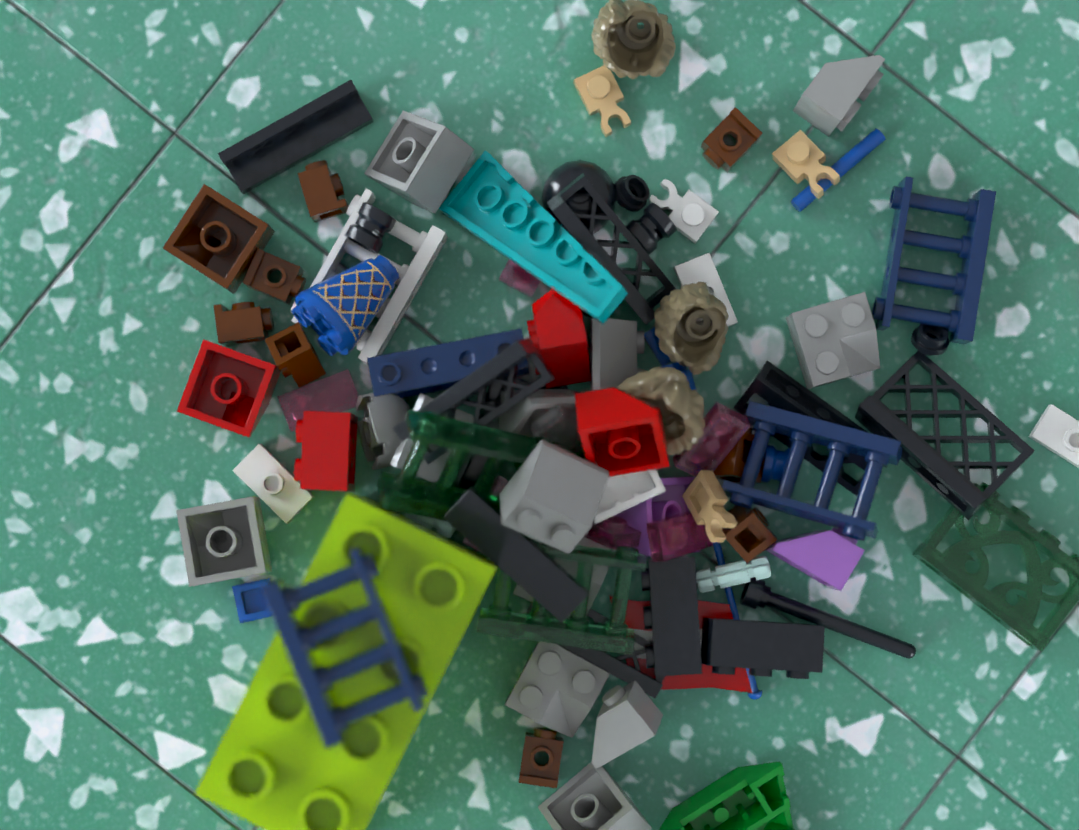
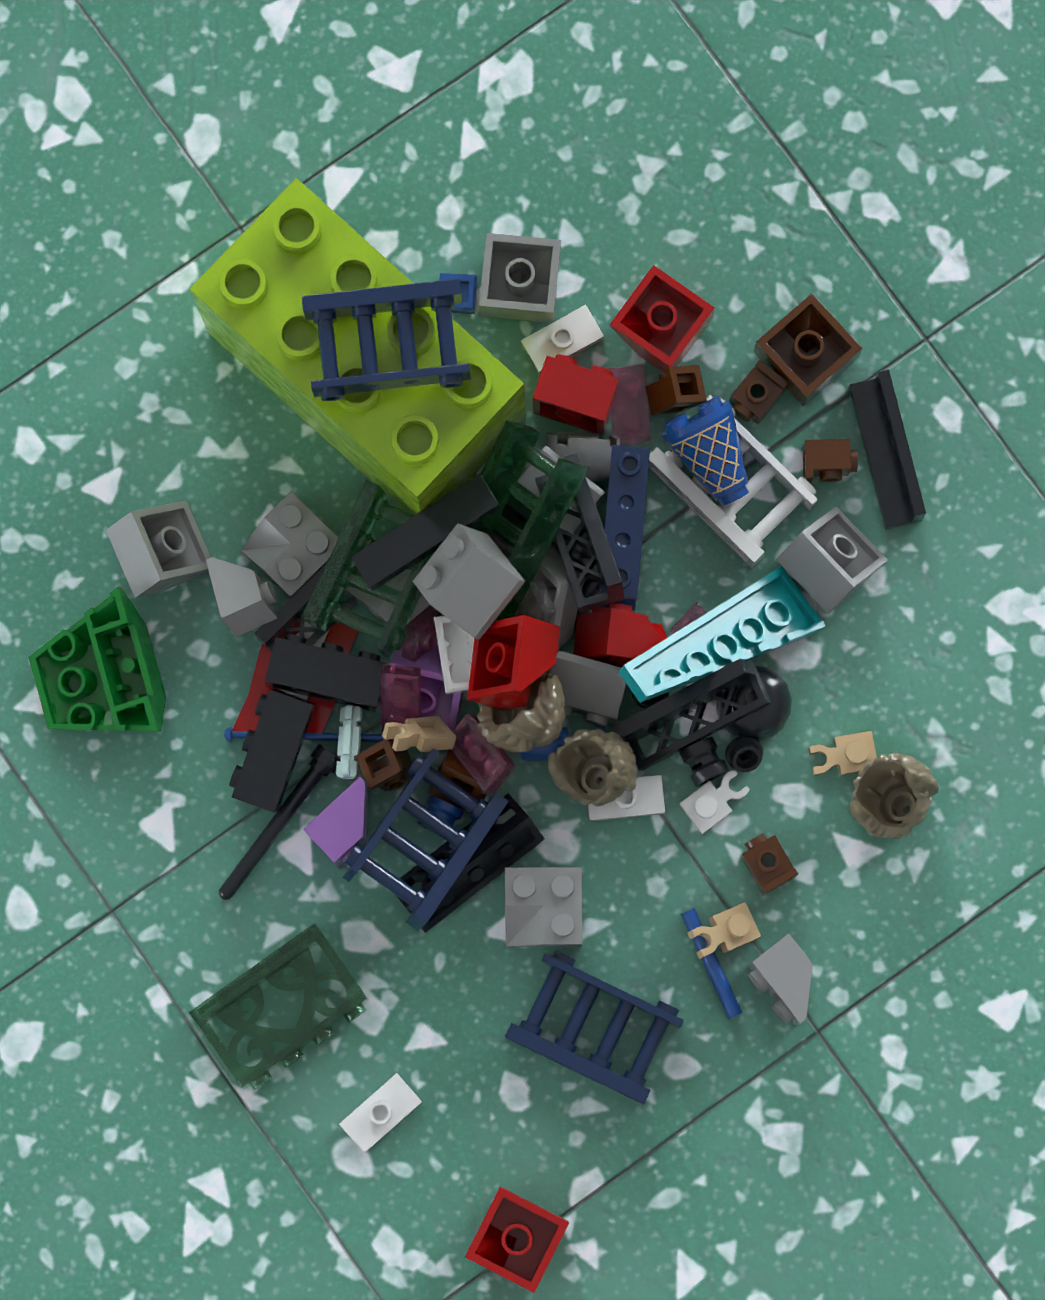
camera: 110 degrees right, 5 degrees down
(242, 323) = (721, 351): reddish brown brick -> none
(370, 228) = (776, 491): black wheel -> none
(541, 774) = (214, 514): reddish brown brick -> none
(928, 461) = (417, 951): black fence -> none
(930, 339) = (518, 1001): black plate -> none

